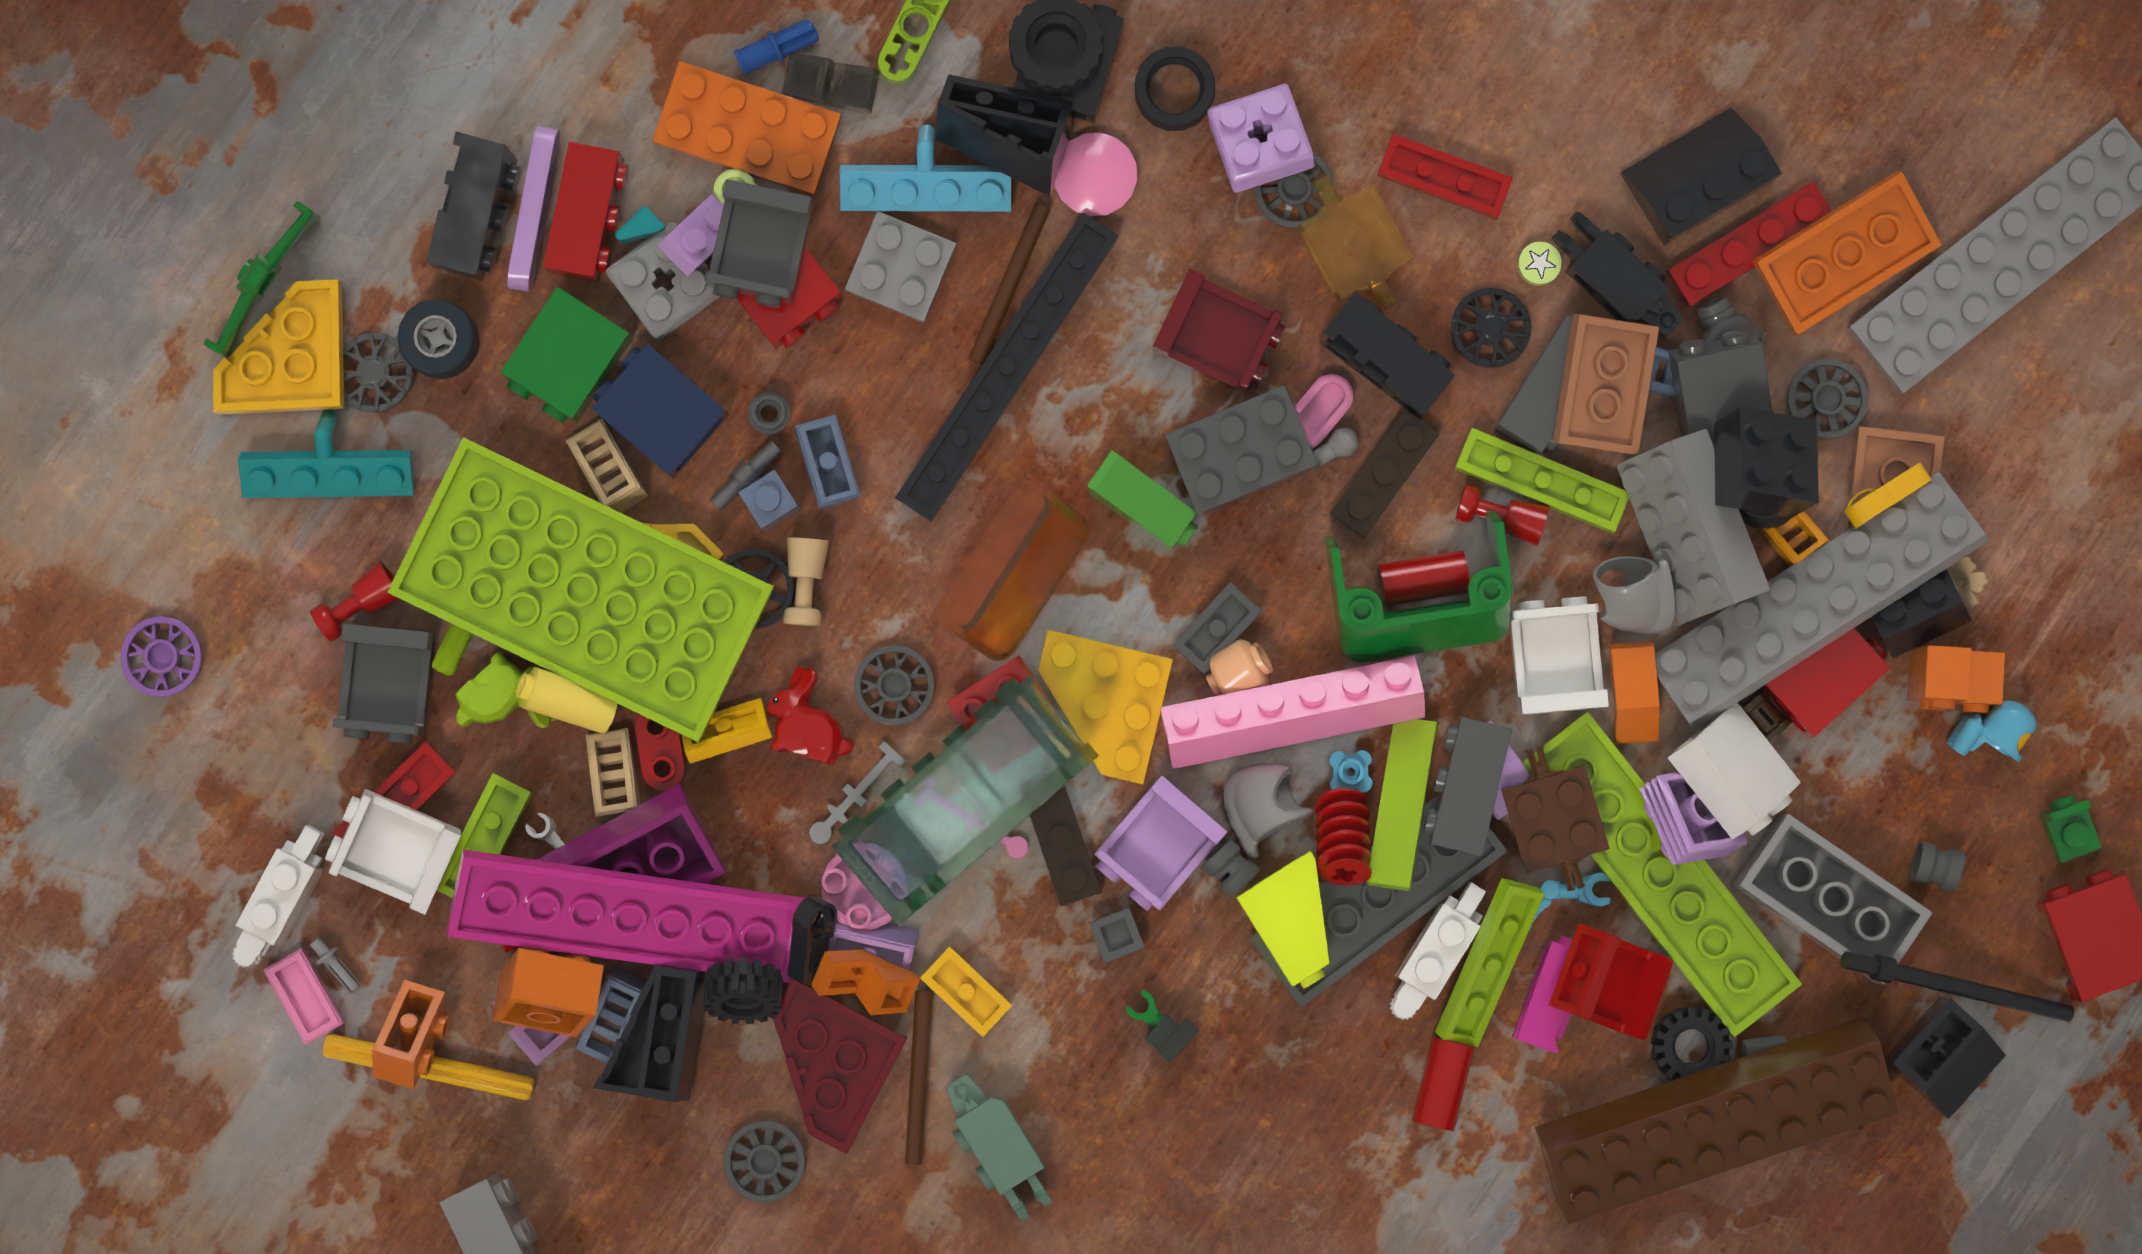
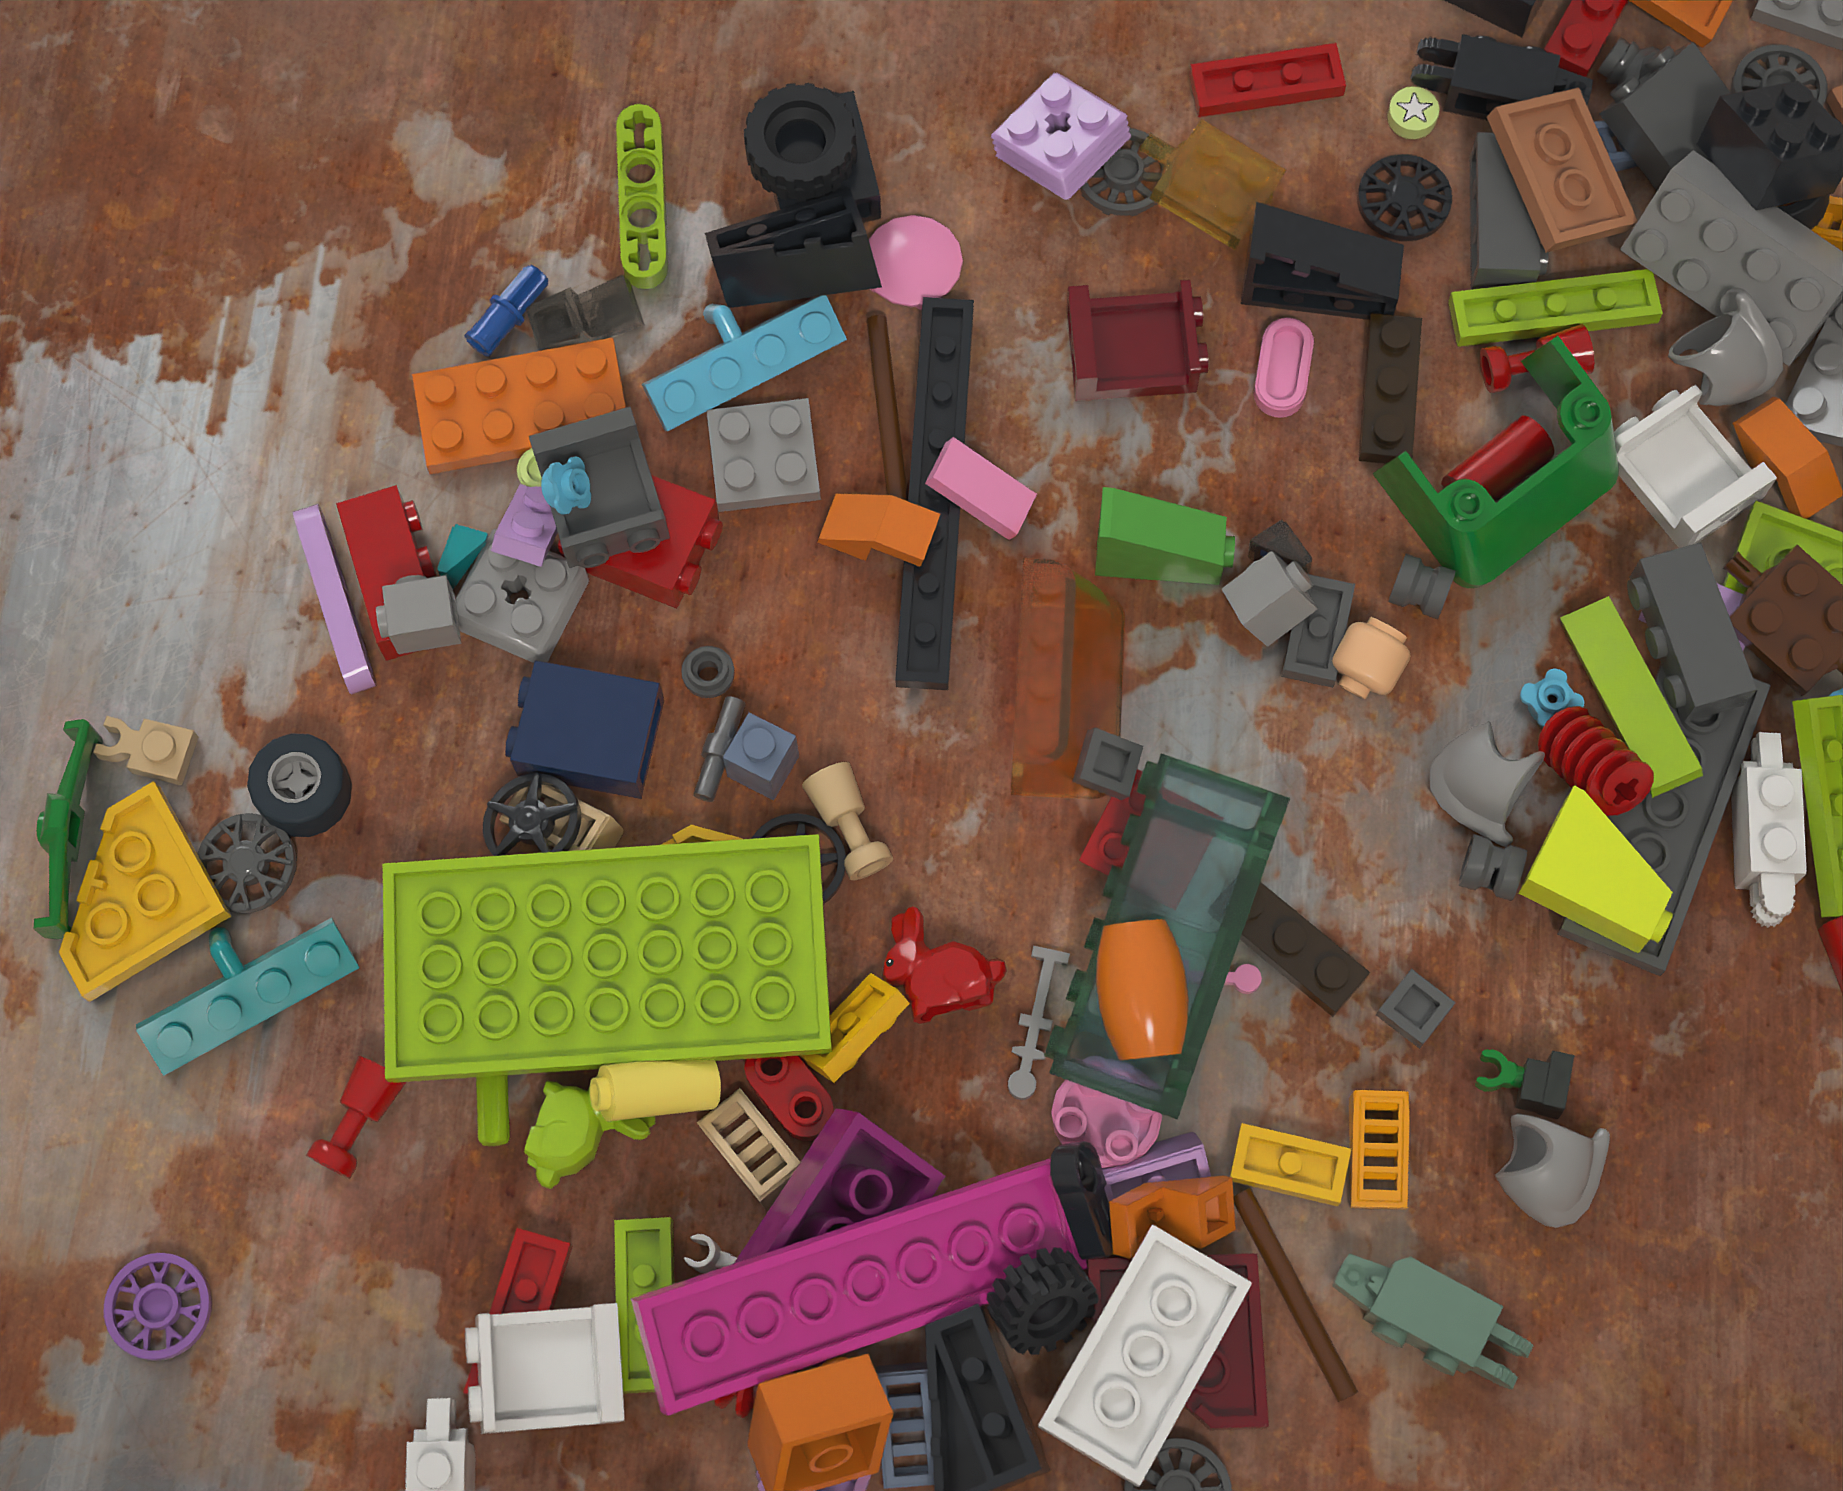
camera: 30 degrees left, 15 degrees down
(351, 250) = (153, 751): none -> tan plate
(385, 682) = (434, 1188): dark grey panel -> none
(473, 207) = (265, 624): black wedge -> none
(565, 356) = (451, 727): green brick -> none
(581, 267) = (419, 614): none -> light grey brick
(585, 457) = (531, 819): none -> black wheel
(733, 231) = (566, 485): none -> medium azure plate
(790, 1064) = (1145, 1355): none -> white plate
(827, 462) = (801, 685): sand blue brick -> none
(894, 685) = (1009, 880): dark grey wheel -> none
(926, 825) = (1142, 989): none -> orange piece
(948, 375) = (879, 523): none -> orange slope
(997, 653) = (1108, 763): none -> dark grey plate
(1037, 387) = (981, 488): none -> bright pink tile
(1051, 985) = (1399, 1150): none -> light orange slope
(1108, 698) = (1262, 745): yellow plate -> none
(1138, 1097) = (1553, 1170): none -> light grey piece
(1158, 844) = (1399, 884): lavender panel -> none
(1186, 58) = (940, 105): black tyre -> none
(1192, 589) = (1271, 597): none -> light grey brick
(1226, 555) = (1283, 543): none -> clear smoke slope
(1242, 450) = (1234, 433): dark grey brick -> none
(1293, 712) = (1454, 666): bright pink brick -> none
(1309, 638) = (1422, 586): none -> dark grey wheel
(1341, 444) = (1328, 382): light grey piece -> none

